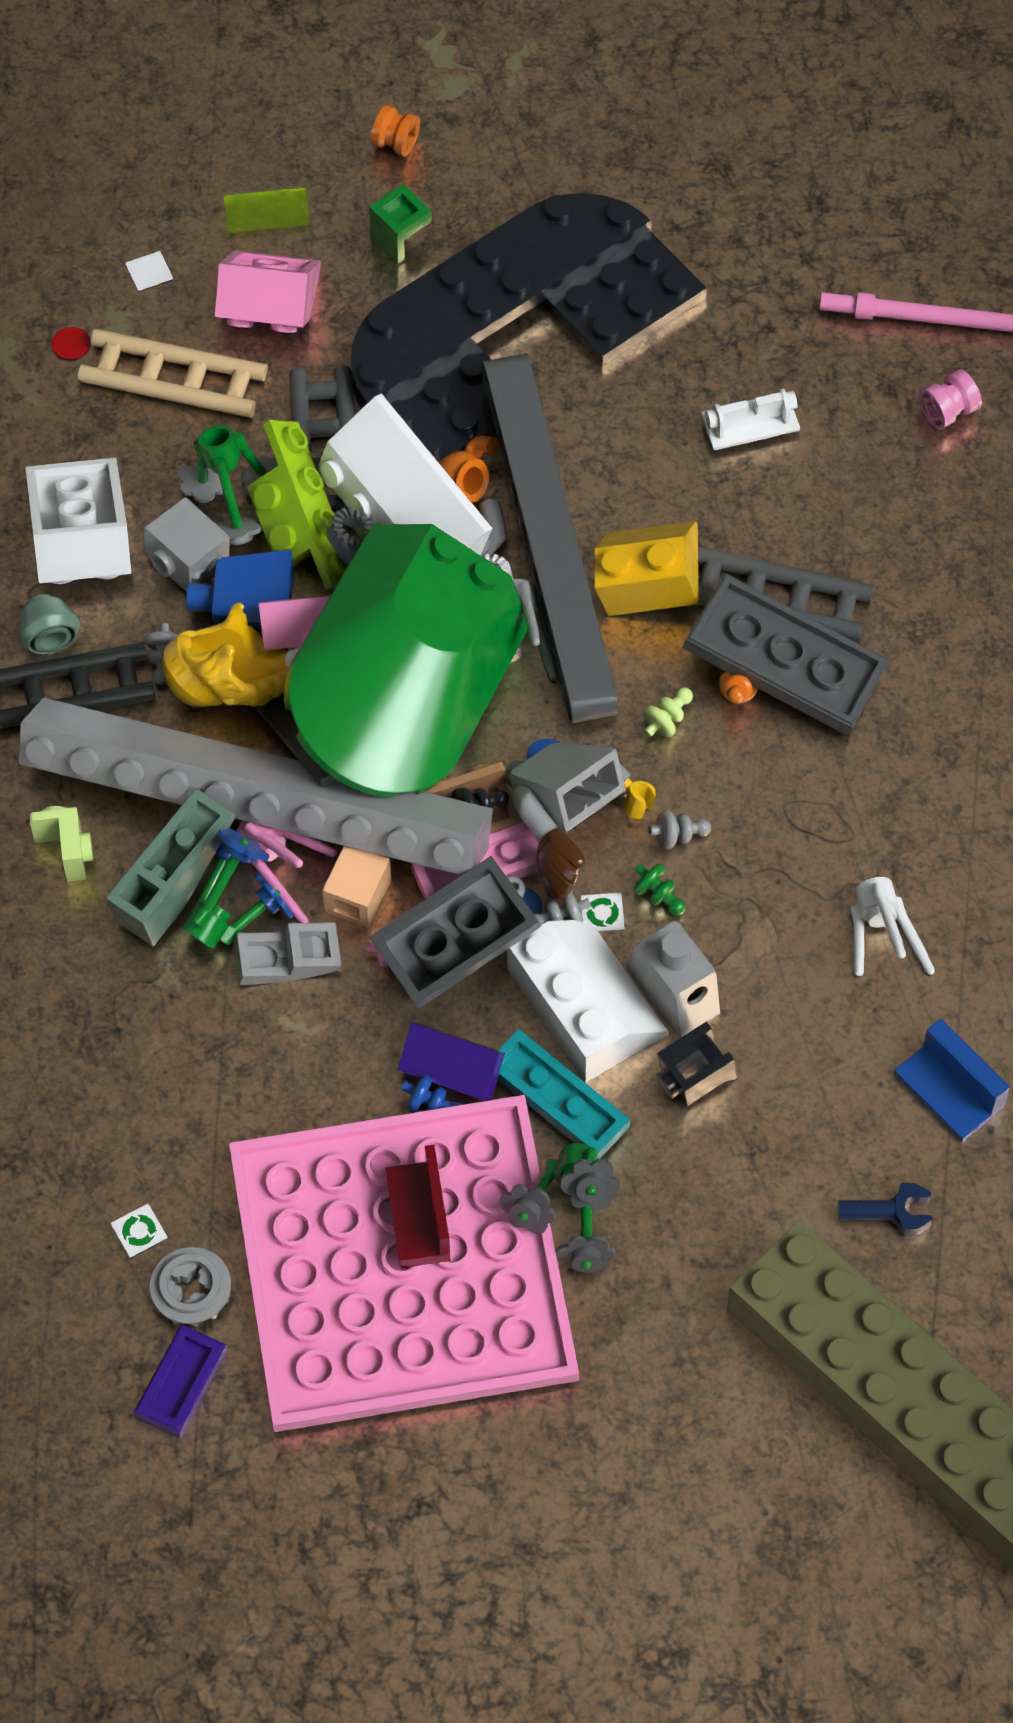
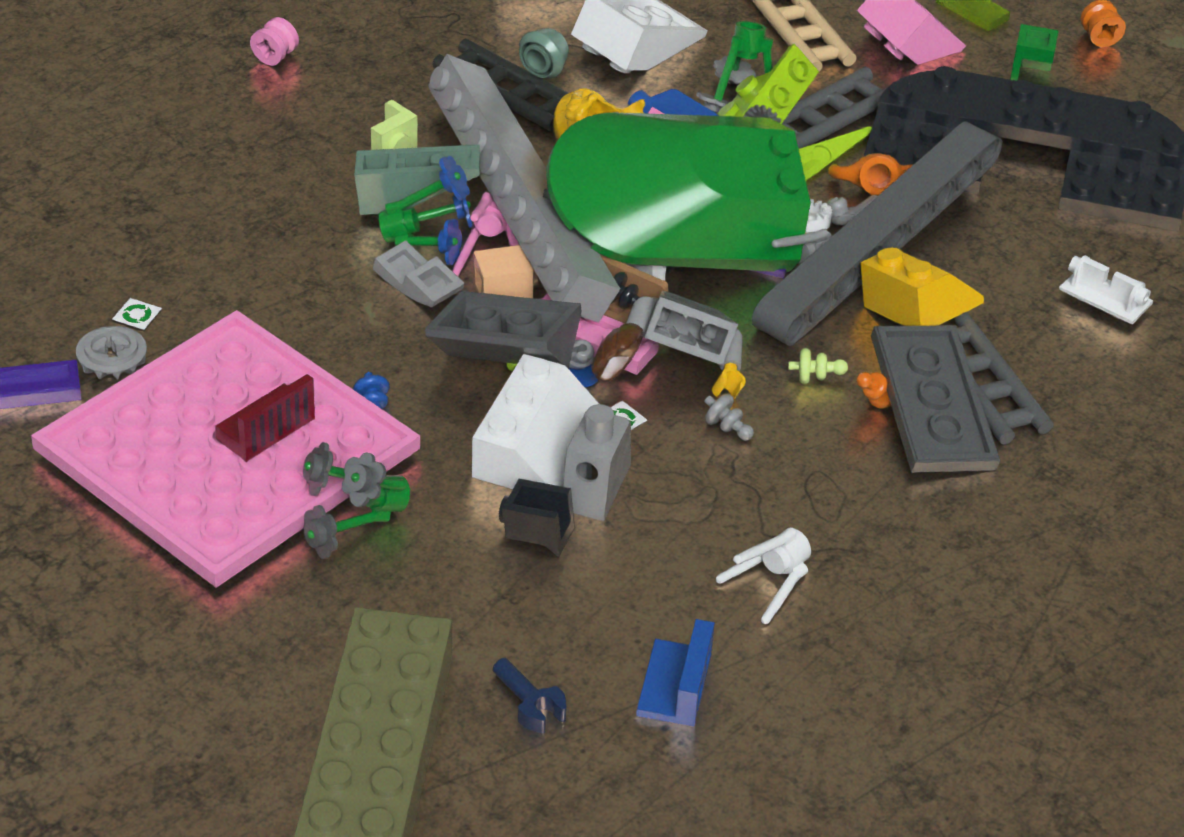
camera: 50 degrees right, 20 degrees down
(185, 544) = (673, 70): light grey head -> none
(394, 479) = (824, 123): white slope -> none
(451, 1061) = (410, 386): dark purple tile -> none
(560, 1095) = (440, 458): teal plate -> none
(570, 909) = (600, 389): light grey hair -> none
(661, 890) = (668, 428): green hair -> none

